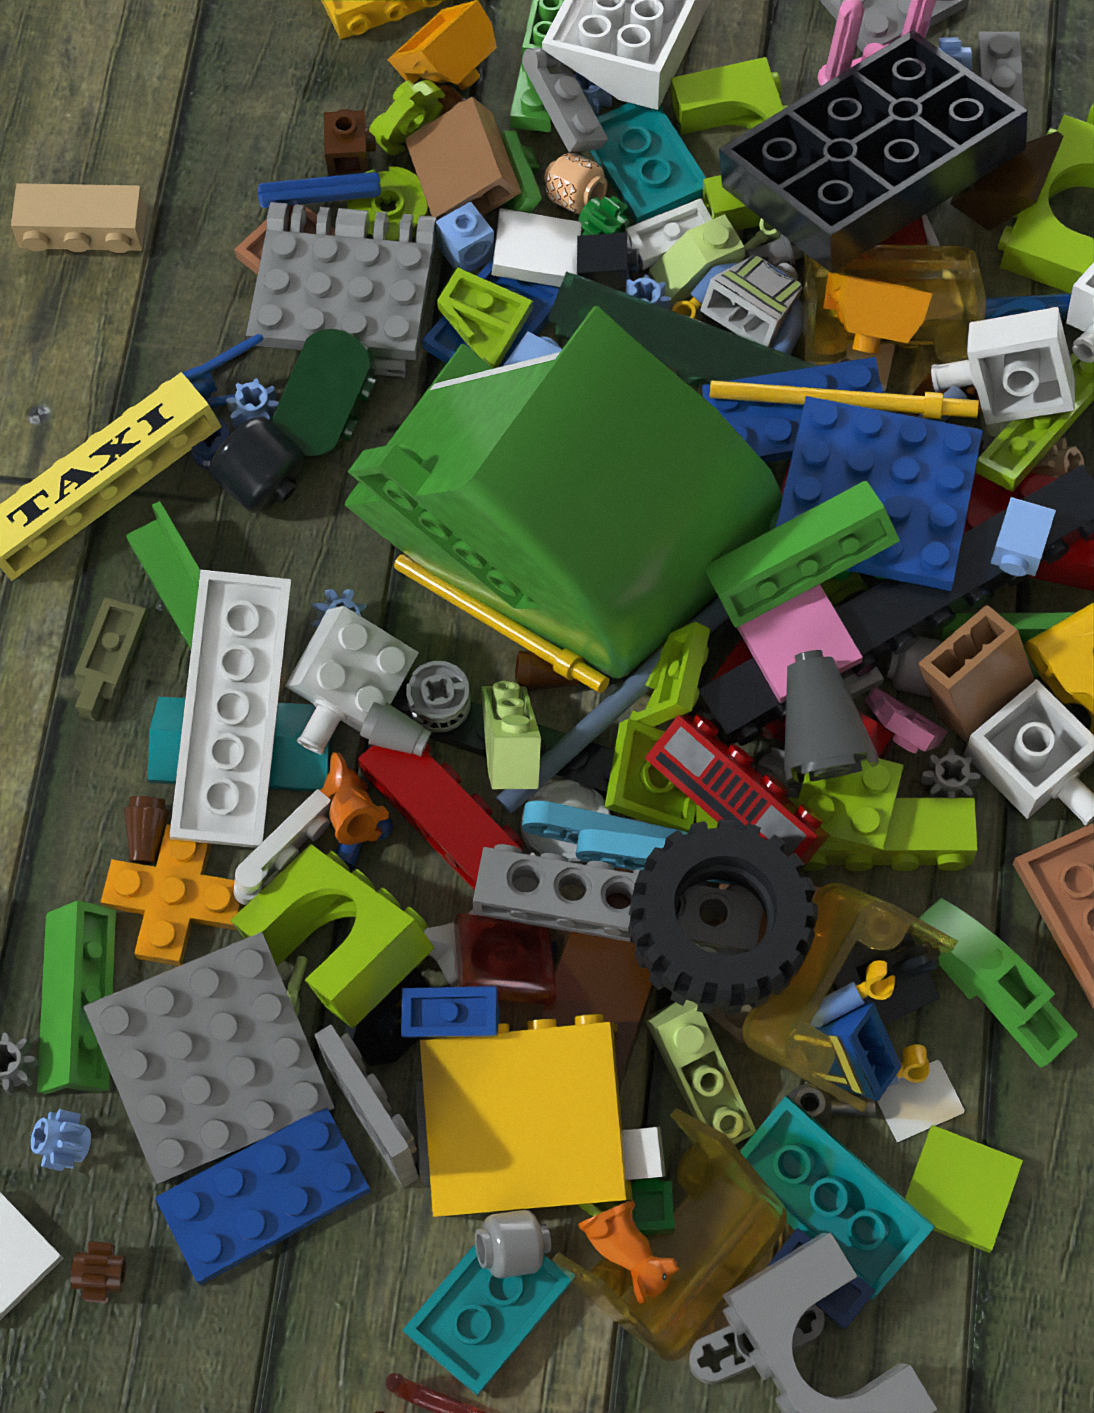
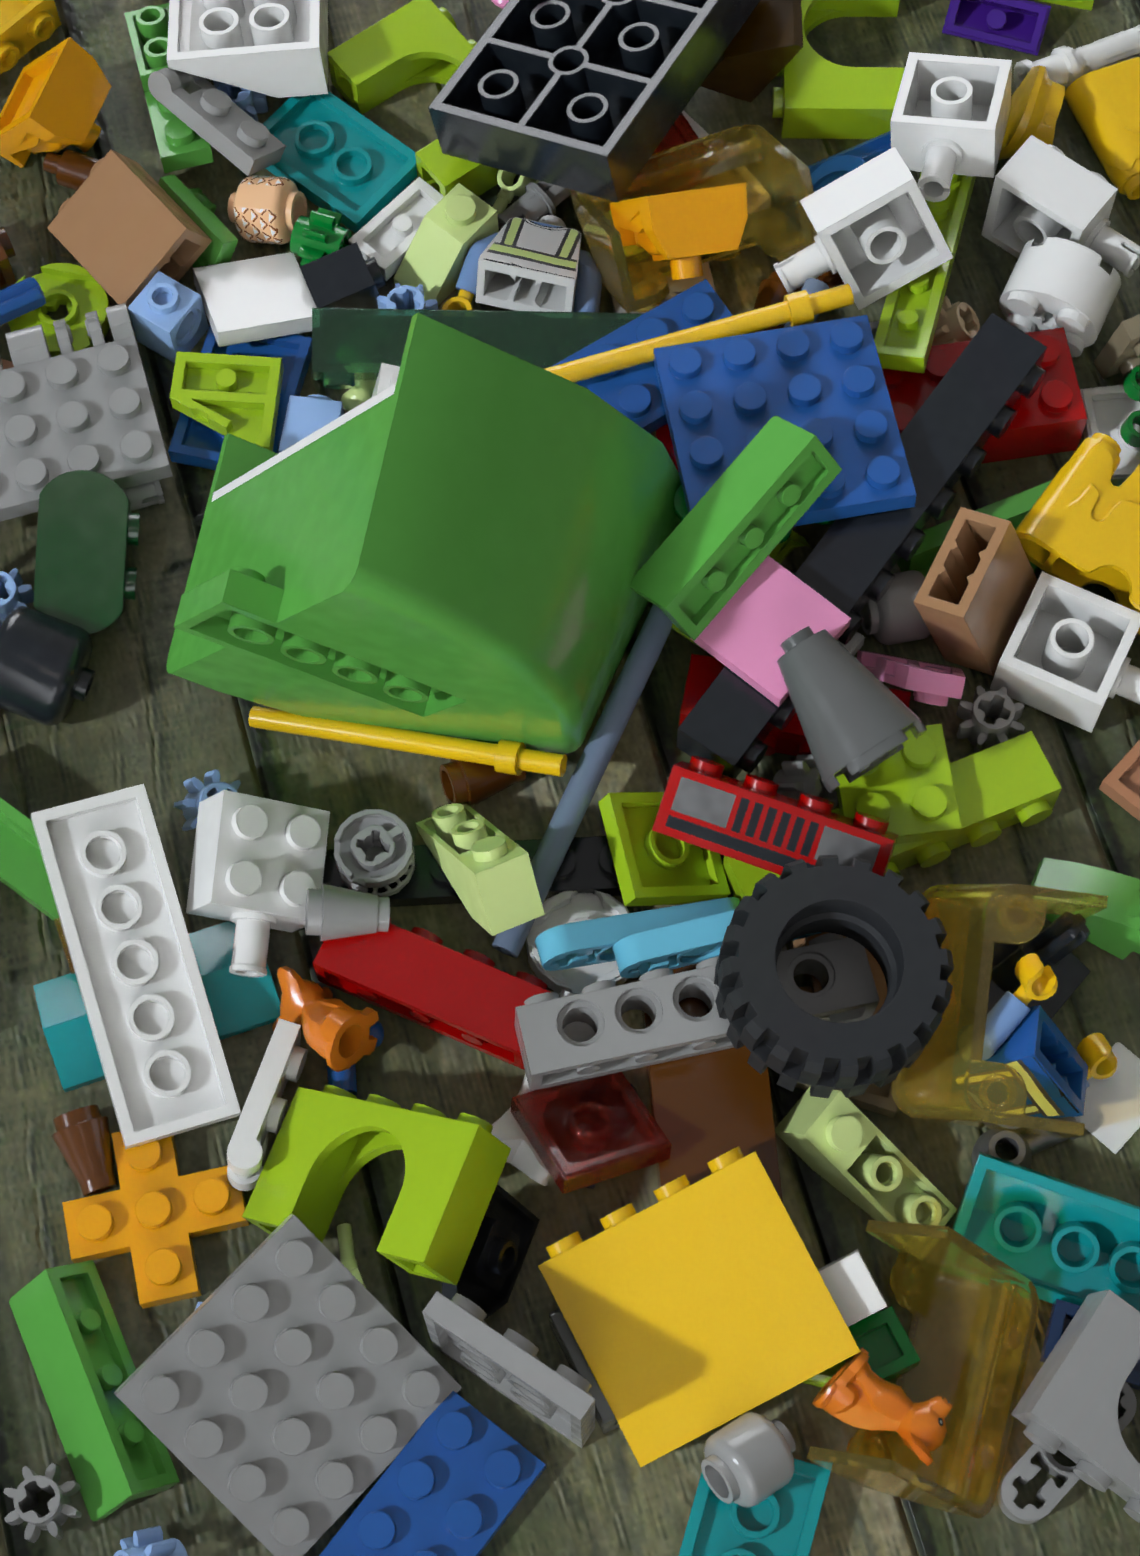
camera: 25 degrees left, 0 degrees up
(411, 109) = (42, 193): lime plate -> none
(450, 1012) = (562, 1217): blue plate -> none
(676, 675) = (644, 722): lime wing -> none
(1022, 537) = (969, 416): light blue brick -> none

